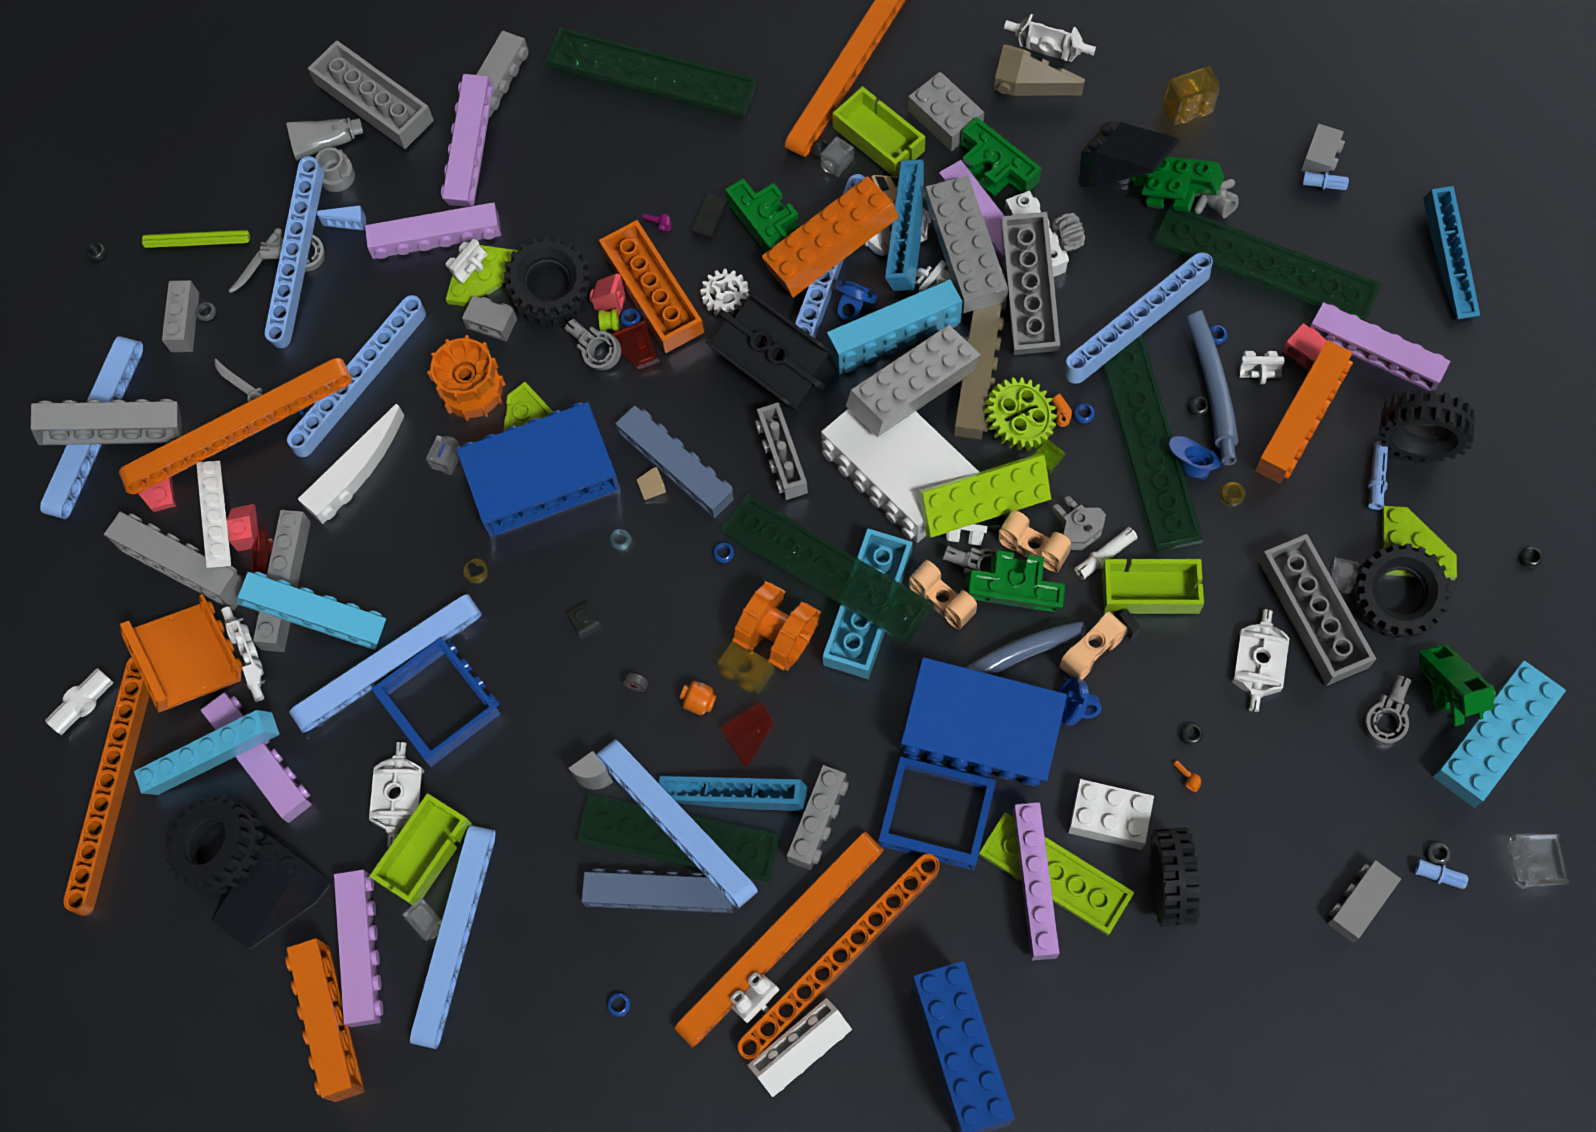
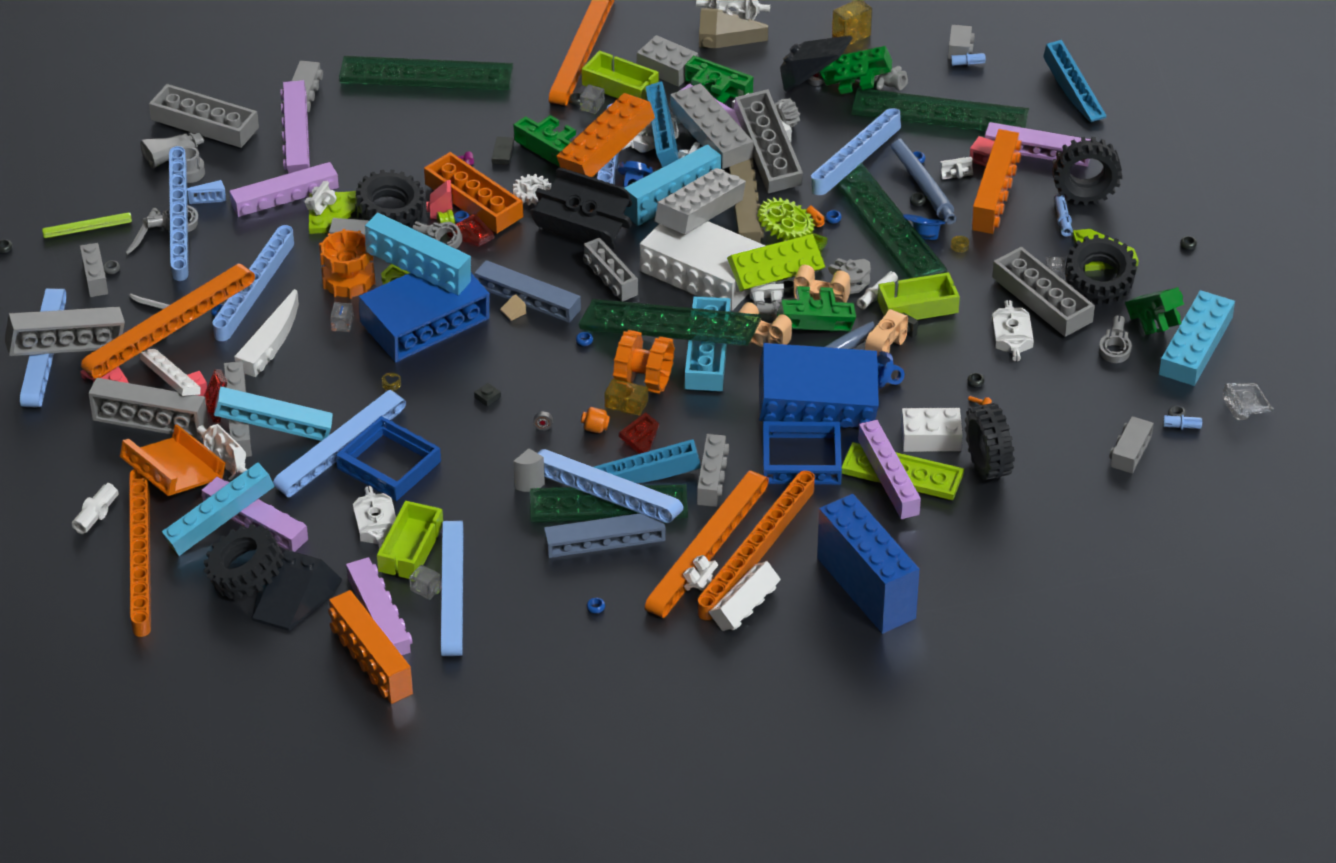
camera: 20 degrees left, 25 degrees down
(535, 408) = (418, 253): none -> medium azure brick
(620, 532) = (500, 348): clear light blue piece -> none

